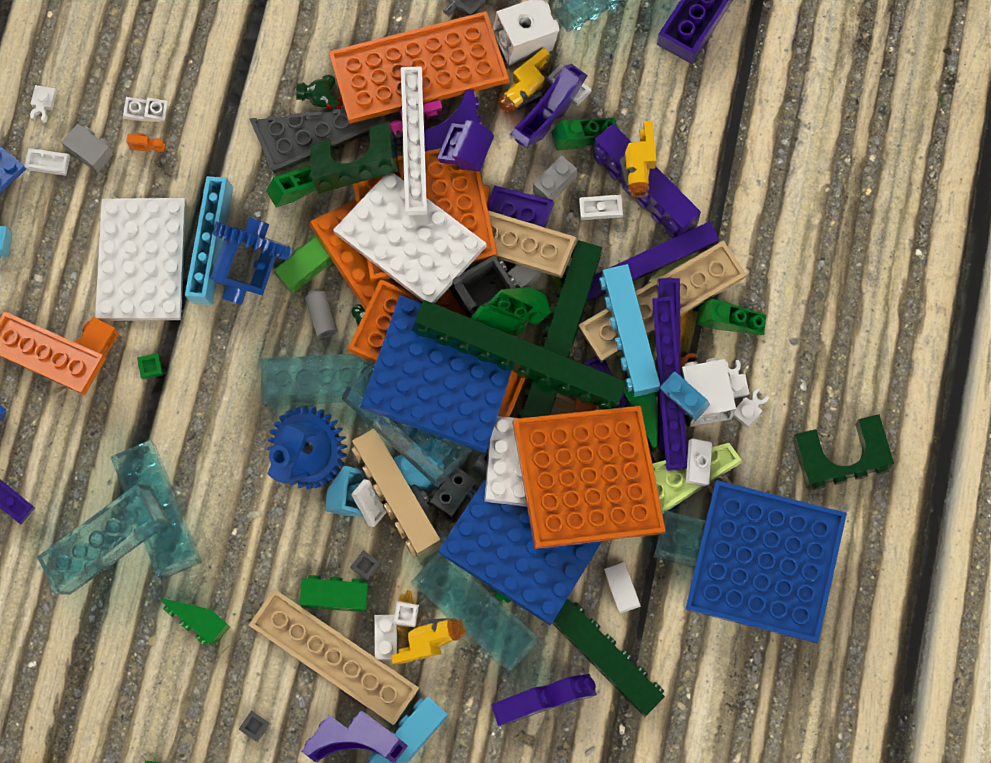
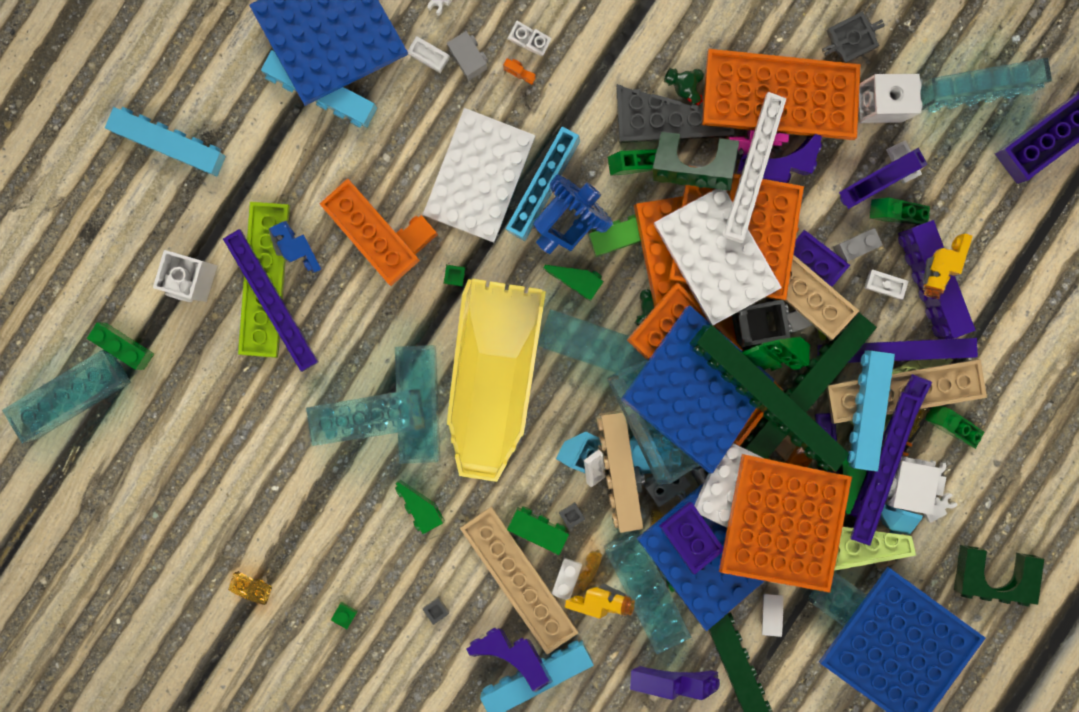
camera: 15 degrees right, 15 degrees up
(224, 449) = (492, 374): none -> light yellow windscreen
(281, 321) = (581, 281): none -> green slope
(291, 454) = (559, 402): blue piece -> none
(321, 313) = (614, 285): light grey brick -> none
(406, 614) = (590, 573): white tile -> none
(466, 146) = (797, 190): dark purple brick -> none
(493, 526) = (691, 538): none -> dark purple plate
(528, 83) = (868, 148): yellow plate -> none
(685, 396) = (896, 491): dark azure brick -> none
(698, 462) = (880, 545): white plate -> none
(709, 428) = (899, 520): none -> medium azure slope

